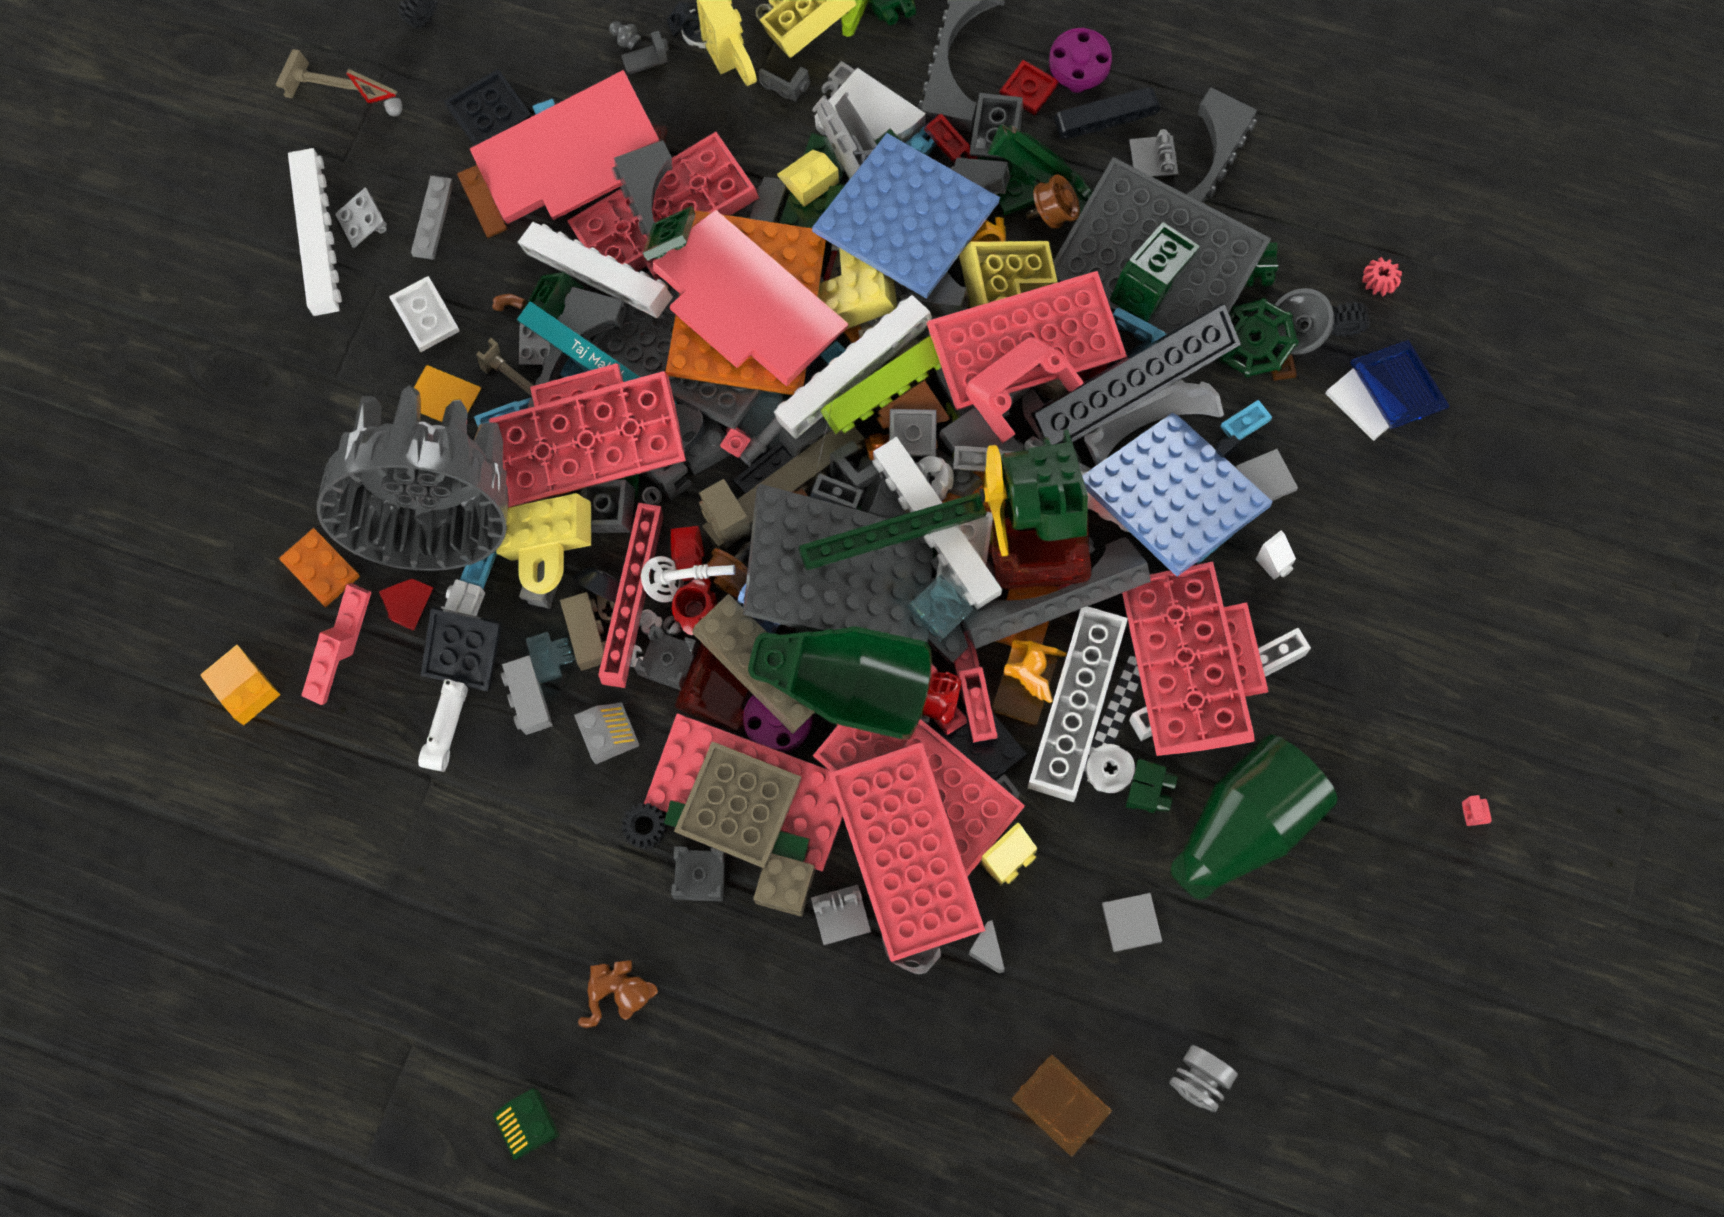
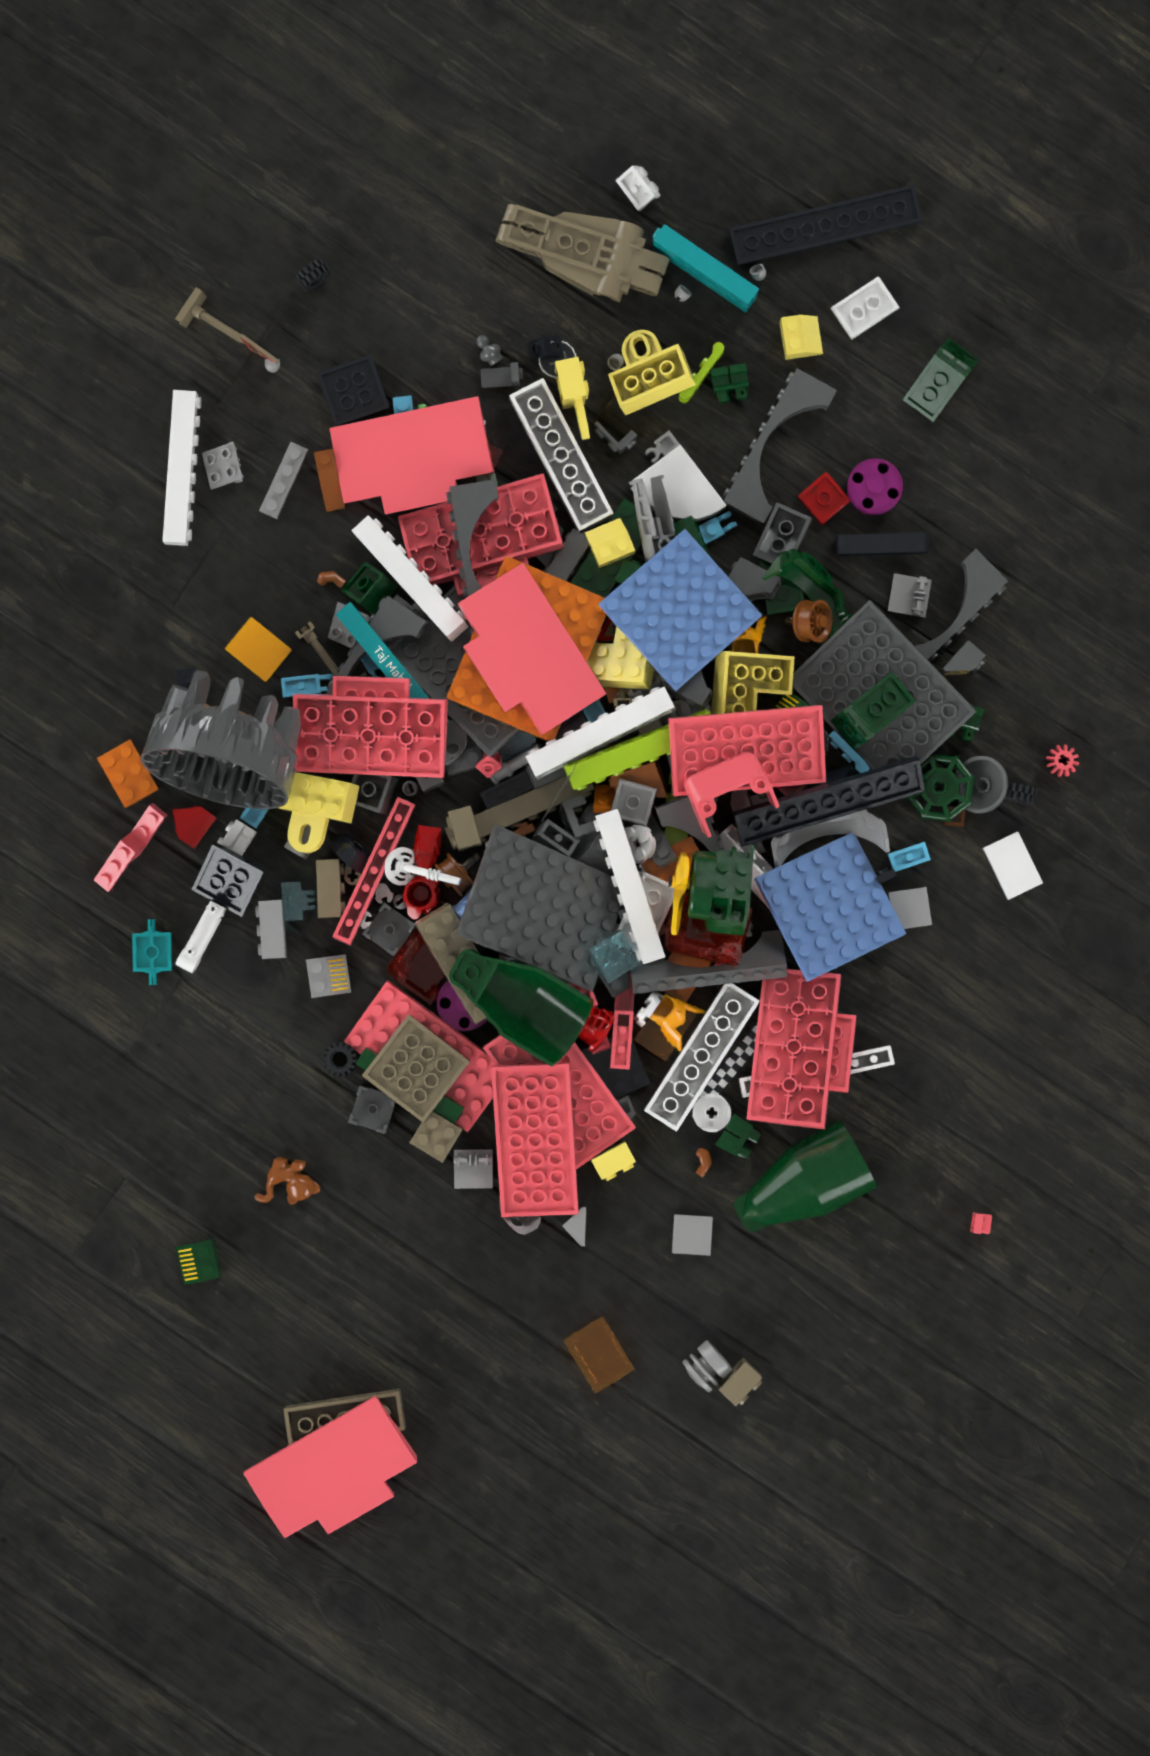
camera: 10 degrees right, 15 degrees up
(239, 685) = (45, 856): light orange slope -> none
(388, 759) = (152, 952): none -> teal plate
(424, 314) = (258, 571): white plate -> none
(669, 234) = (478, 580): dark green plate -> none
(729, 110) = (561, 456): none -> white brick
(892, 531) = (591, 891): dark green plate -> none
(948, 138) = (739, 534): red hinge -> none
(971, 458) = (680, 841): light grey hinge -> none
(997, 663) = (651, 1003): none -> white plate
(1121, 829) = (705, 1160): none -> dark orange arm
(1240, 196) = (964, 661): none -> dark grey slope
(1250, 1088) = (740, 1382): none -> dark tan brick
(1276, 556) = (895, 980): white slope -> none
(1399, 384) = (1043, 860): clear blue piece -> none

